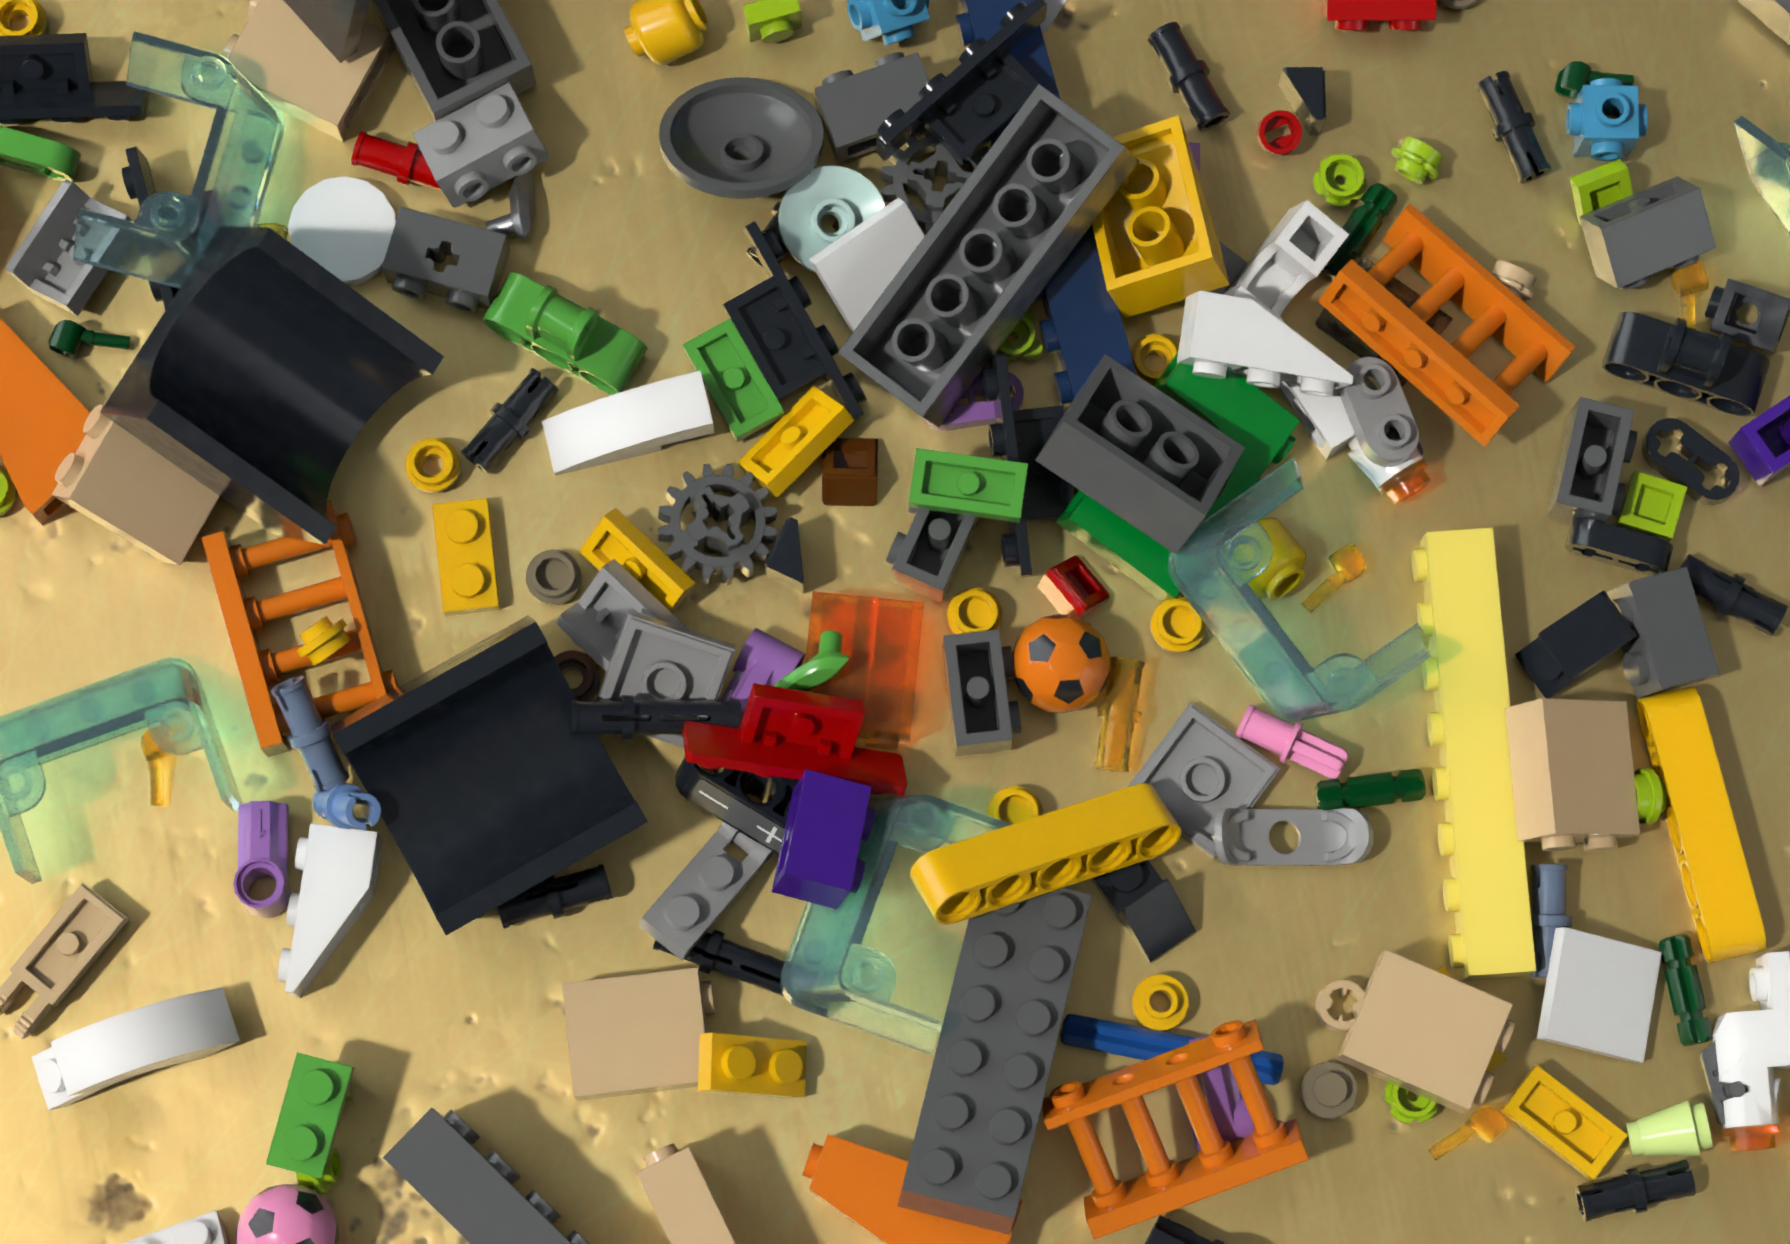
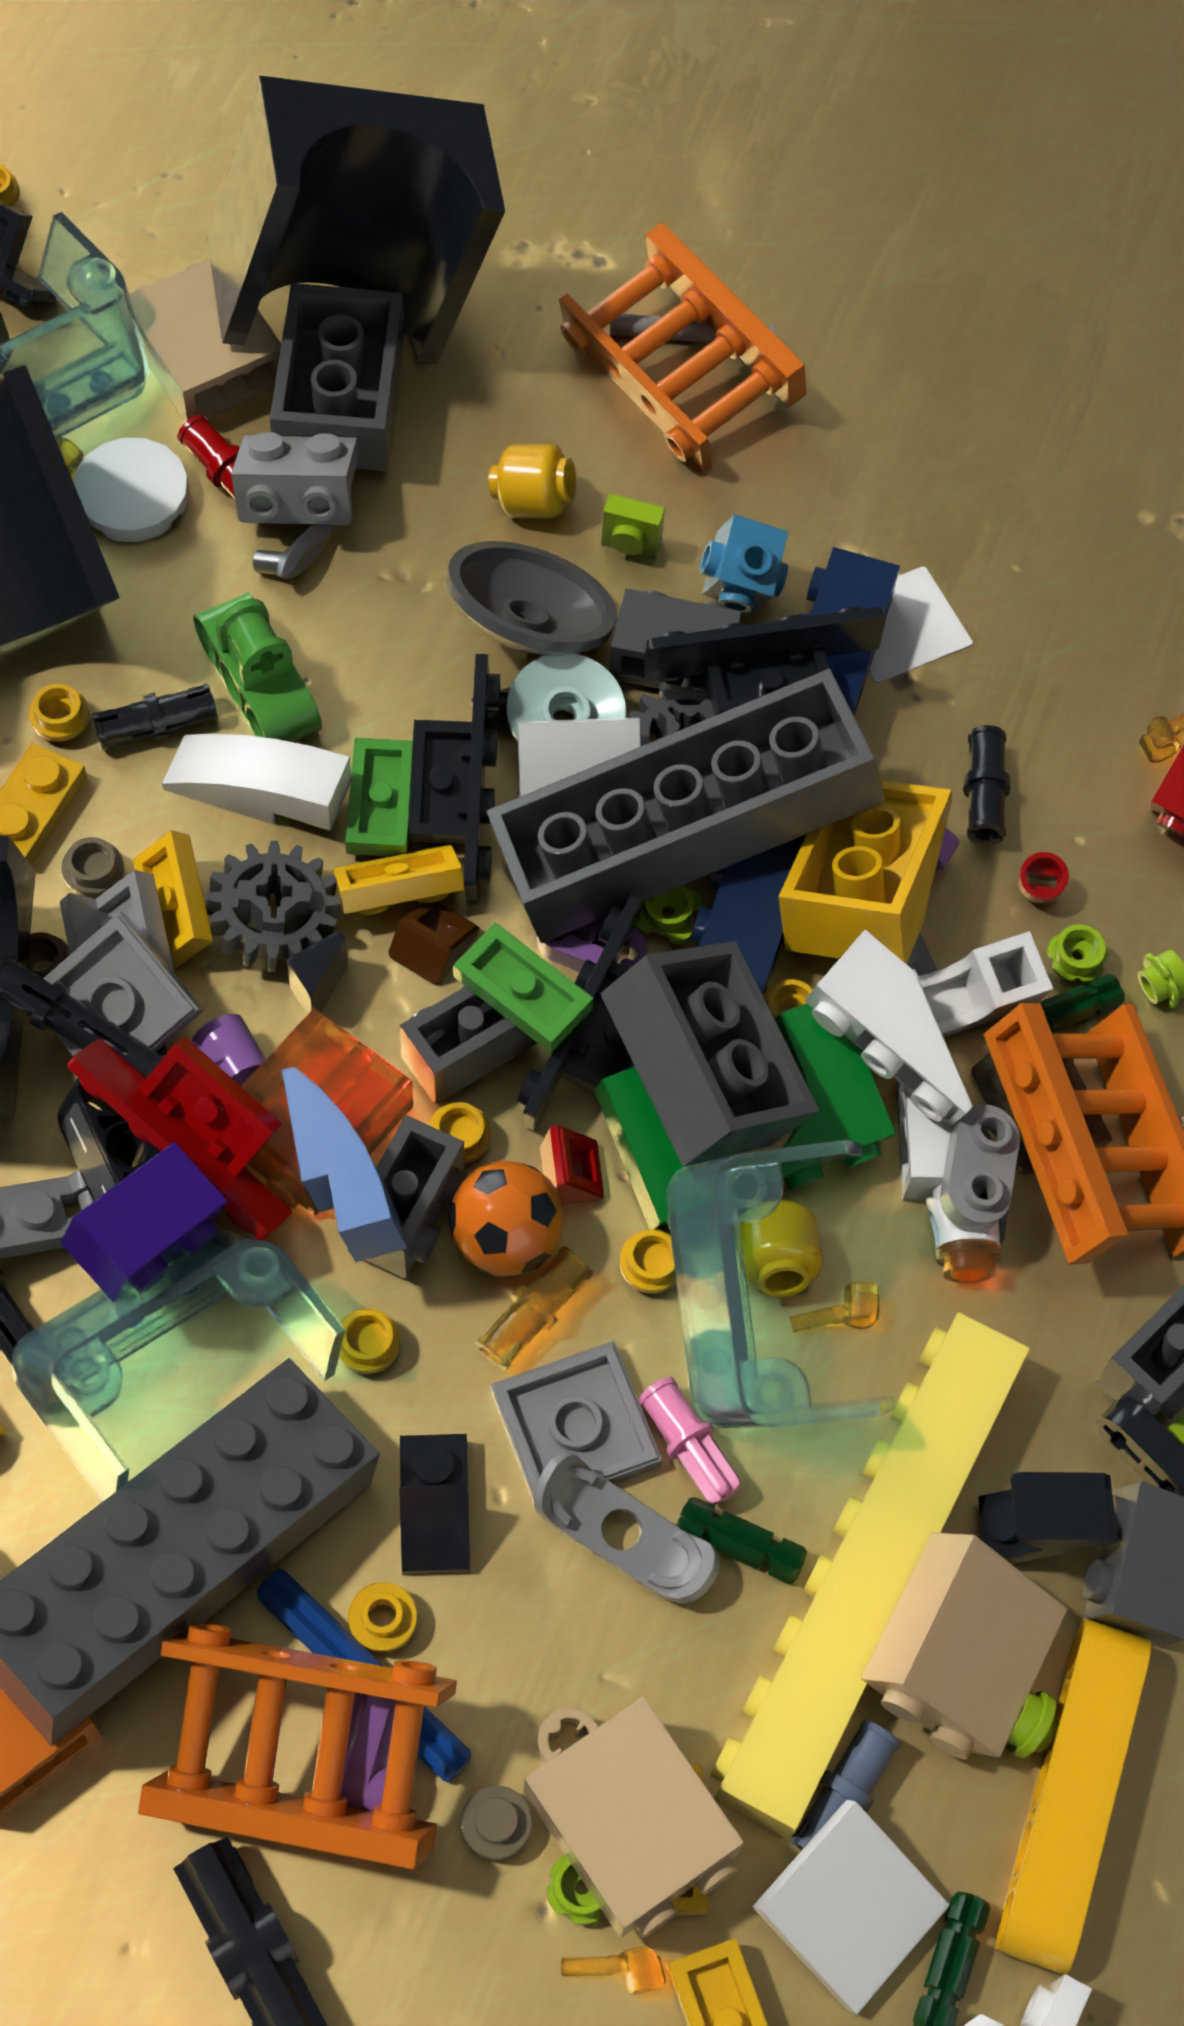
camera: 30 degrees right, 15 degrees down
(425, 239) = (197, 551): dark grey brick -> none
(819, 668) = (265, 1074): bright green bar -> none
(932, 710) = (340, 1171): none -> medium blue slope
(1044, 853) = (357, 1378): yellow beam -> none
(1306, 94) = (1090, 858): black slope -> none

